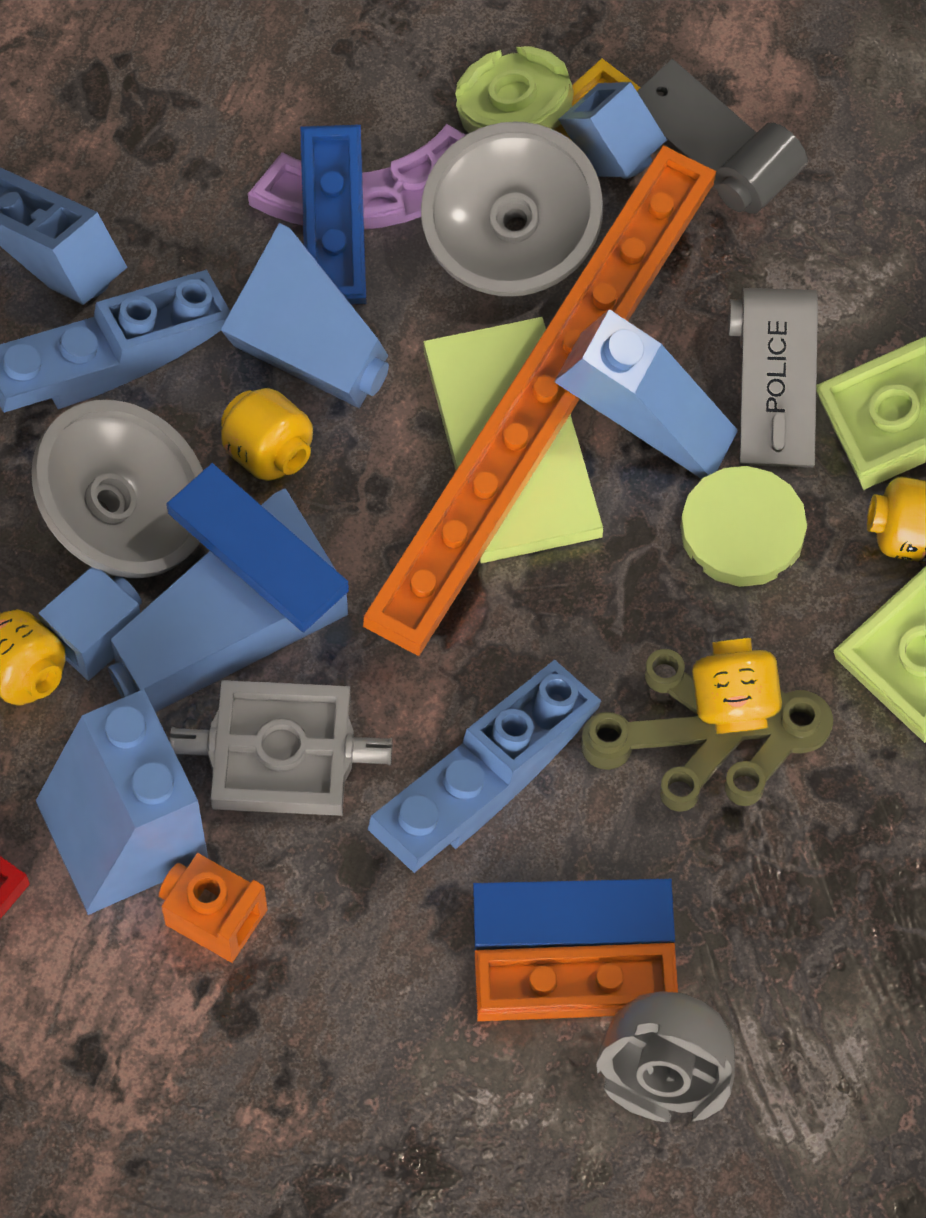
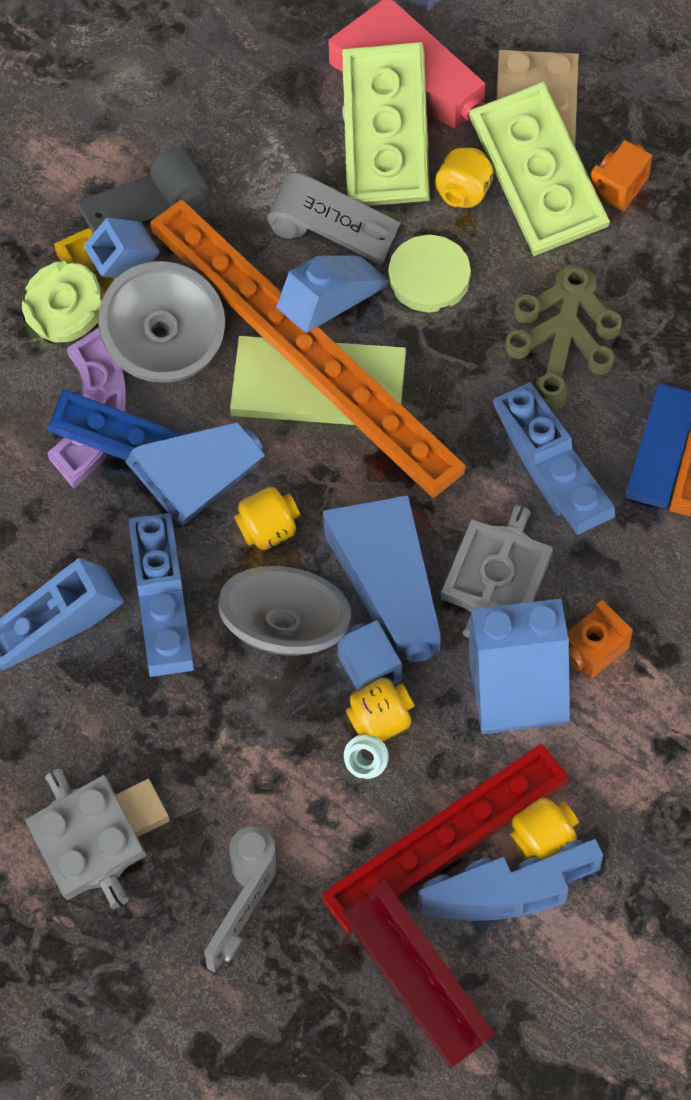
camera: 70 degrees left, 0 degrees up
(257, 547) = (365, 535): blue tile -> none
(737, 687) = (555, 300): yellow head -> none

